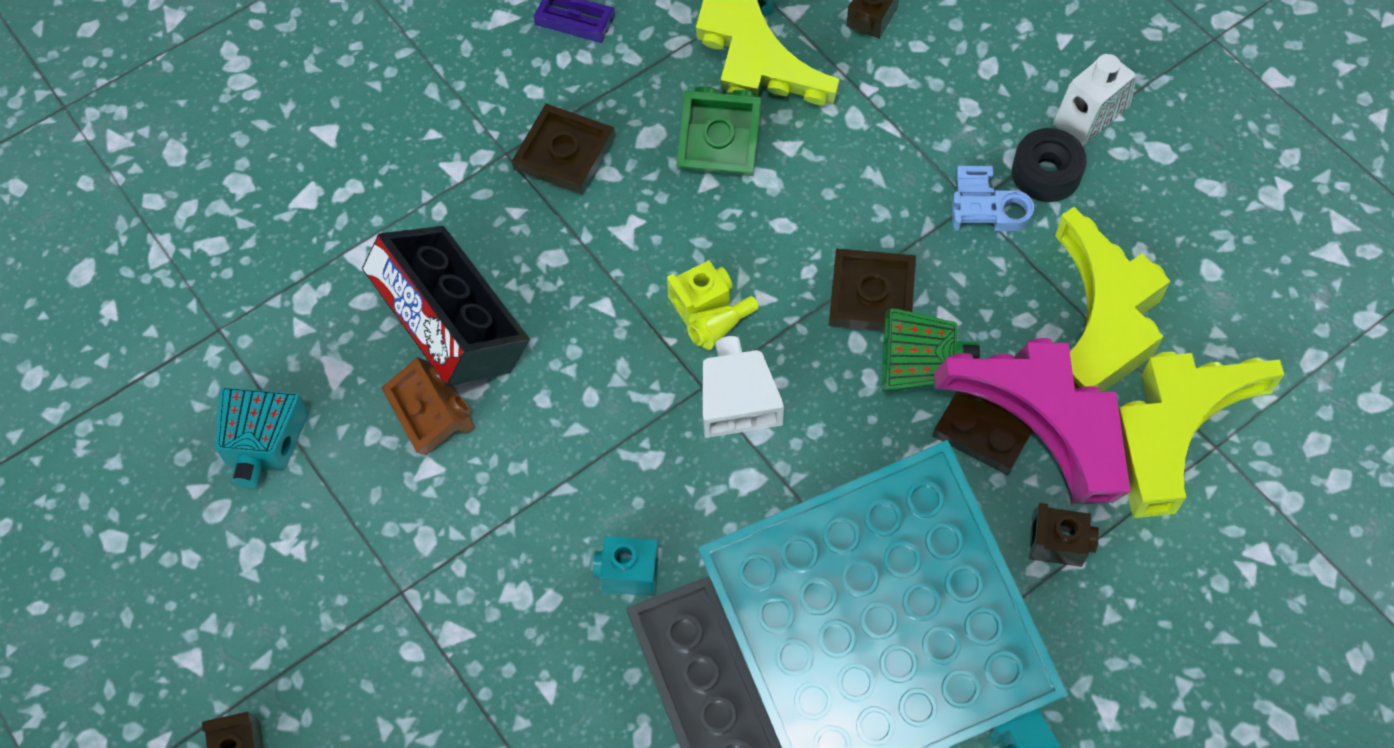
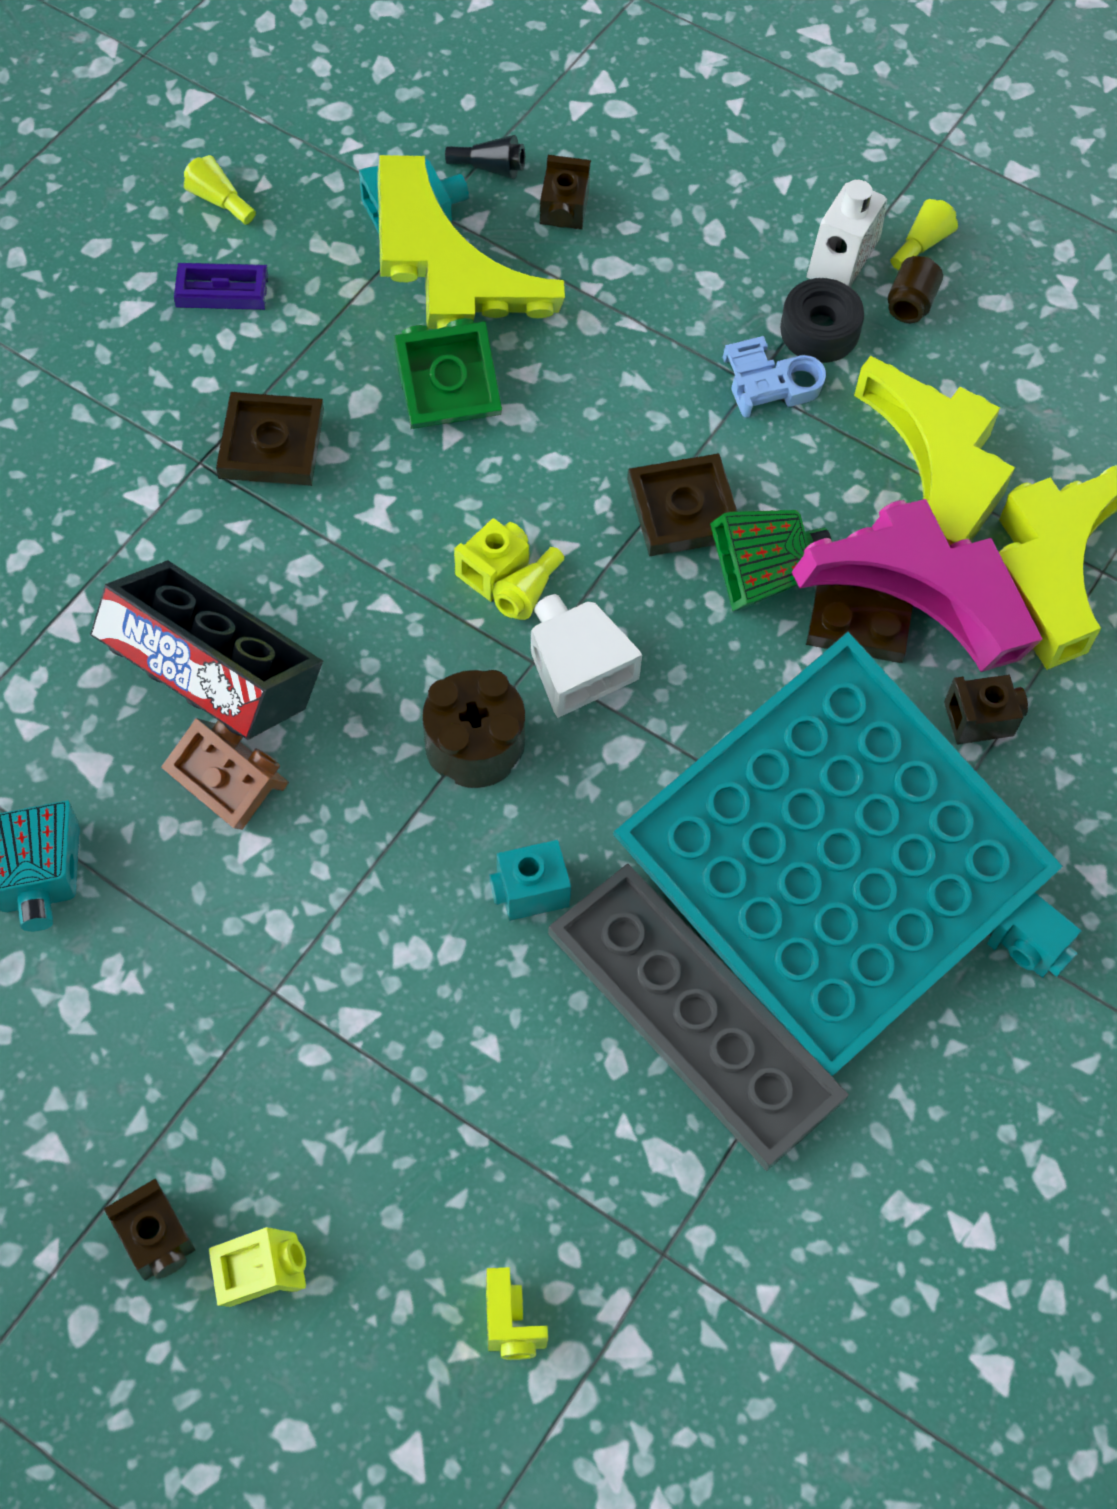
camera: 25 degrees left, 0 degrees up
(633, 406) = (474, 727): none -> dark brown brick
(1139, 158) = (914, 289): none -> dark brown brick
(1174, 108) = (933, 223): none -> neon yellow cone

